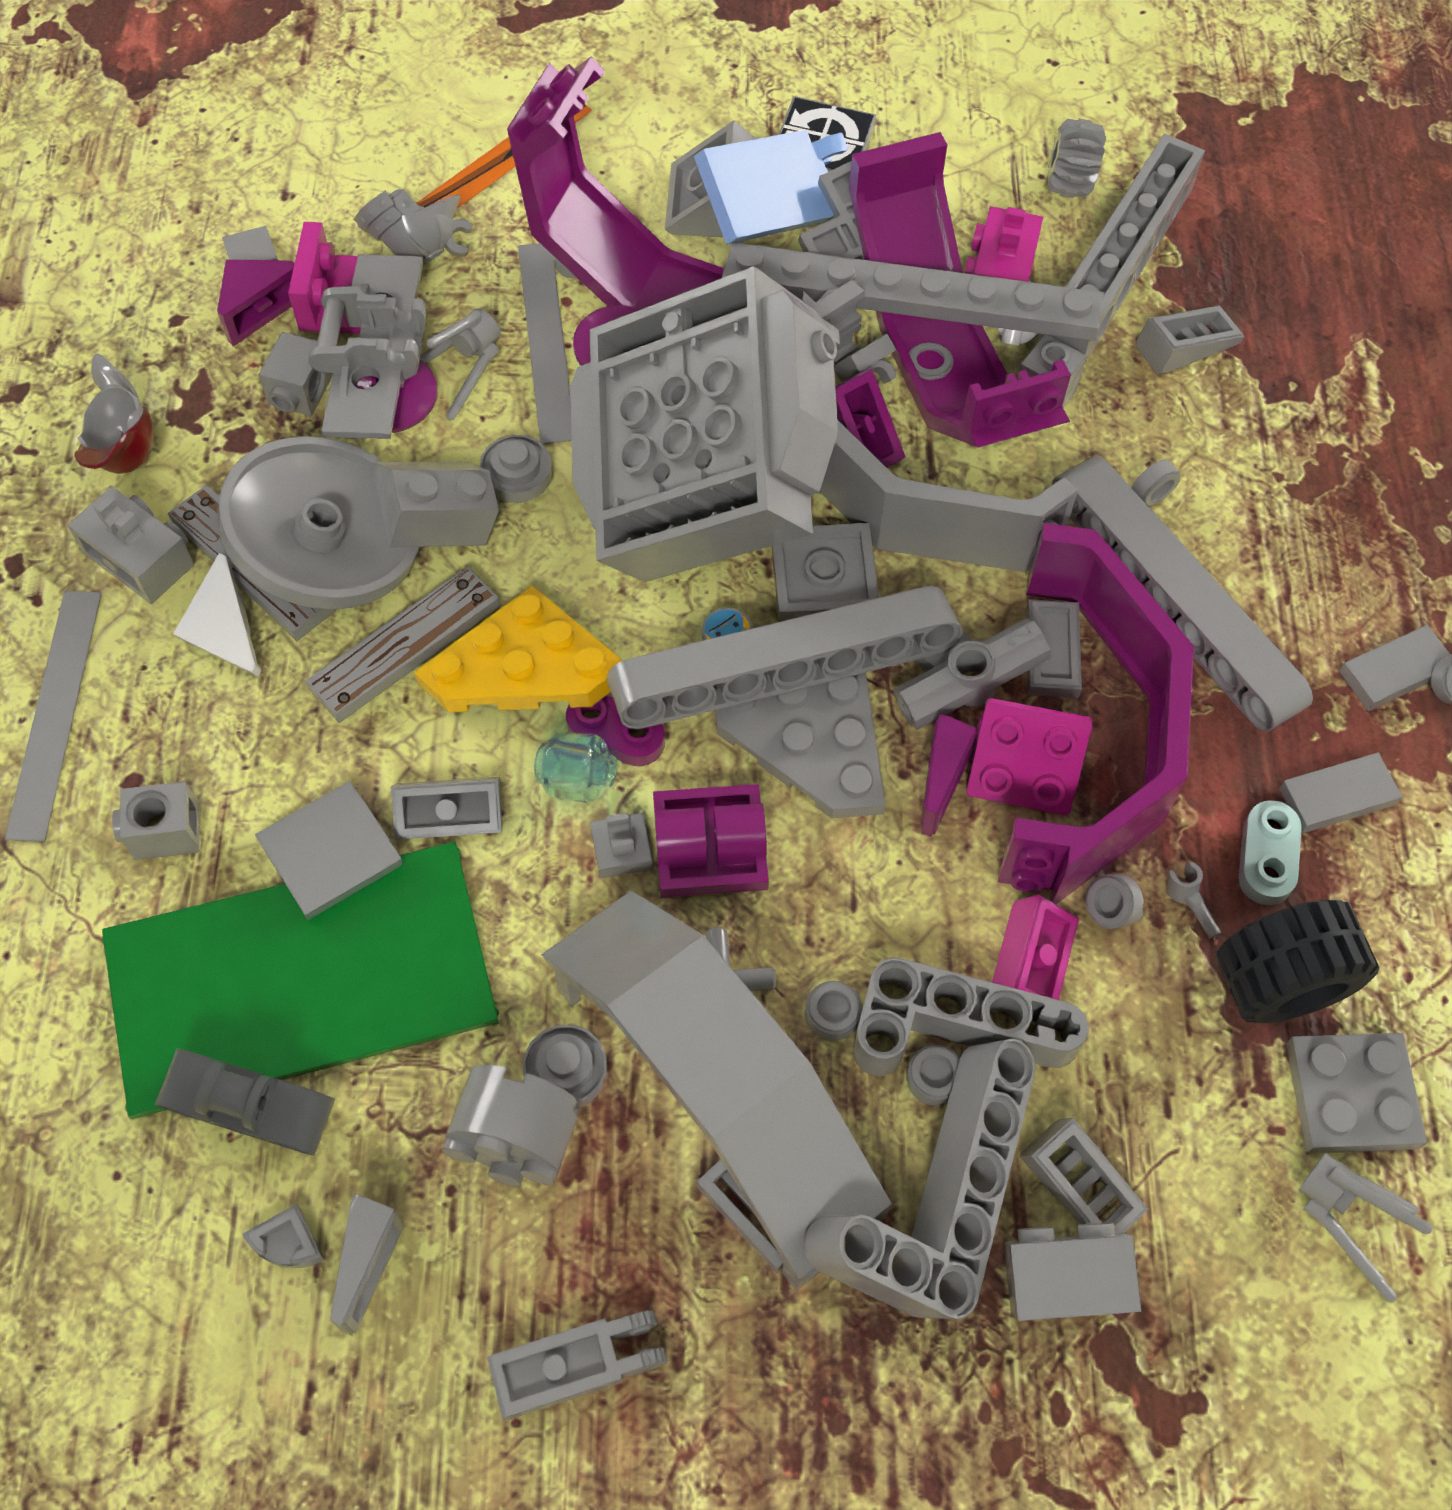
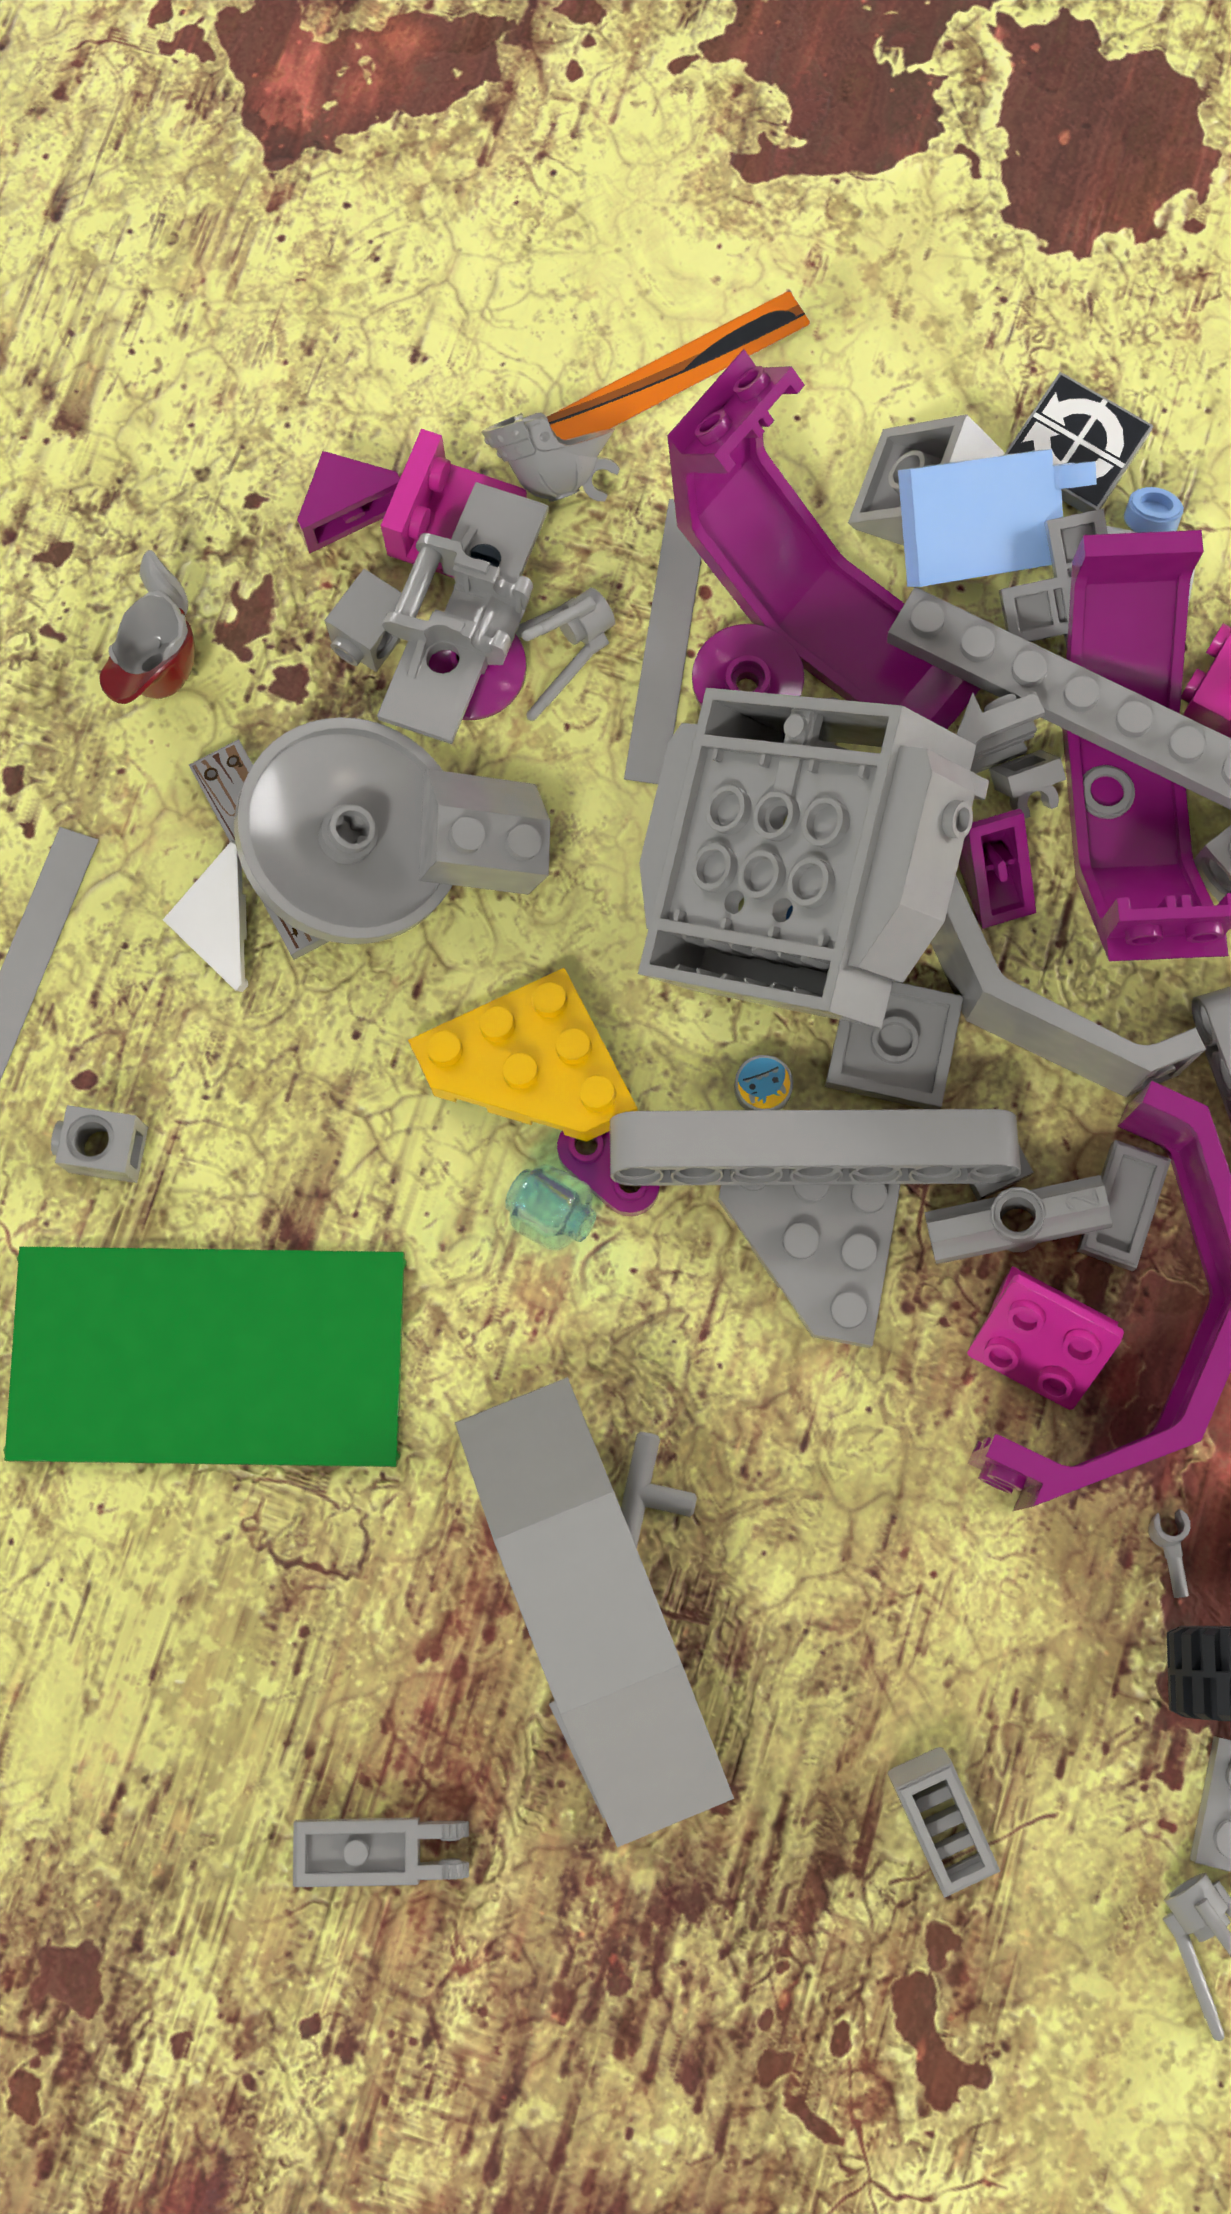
camera: 20 degrees right, 15 degrees up
(132, 543) = (141, 795): light grey brick -> none
(245, 1101) = (120, 1488): dark grey piece -> none
(250, 245) = (358, 431): light grey tile -> none
(285, 1240) = (130, 1637): light grey tile -> none
(329, 850) = (268, 1225): light grey slope -> none
(366, 1249) = (206, 1672): light grey slope -> none
(403, 644) = (407, 998): light grey tile -> none
(447, 808) = (405, 1207): light grey slope -> none
(512, 1126) = (375, 1603): light grey brick -> none
(518, 468) = (586, 812): light grey plate -> none
(570, 1060) = (449, 1543): light grey plate -> none
(621, 845) = (576, 1307): light grey tile -> none
(710, 840) = (671, 1332): magenta plate -> none
(833, 1010) = (745, 1559): light grey tile -> none
(932, 1074) = (829, 1661): light grey tile -> none
(945, 1259) = (806, 1811): light grey beam -> none
(949, 756) = (957, 1312): magenta slope -> none
(970, 1026) = (883, 1622): light grey beam -> none
(1036, 947) = (977, 1561): dark pink slope -> none
(1072, 1273) = (894, 1922): light grey brick -> none
(1114, 901) = (1083, 1531): light grey tile -> none

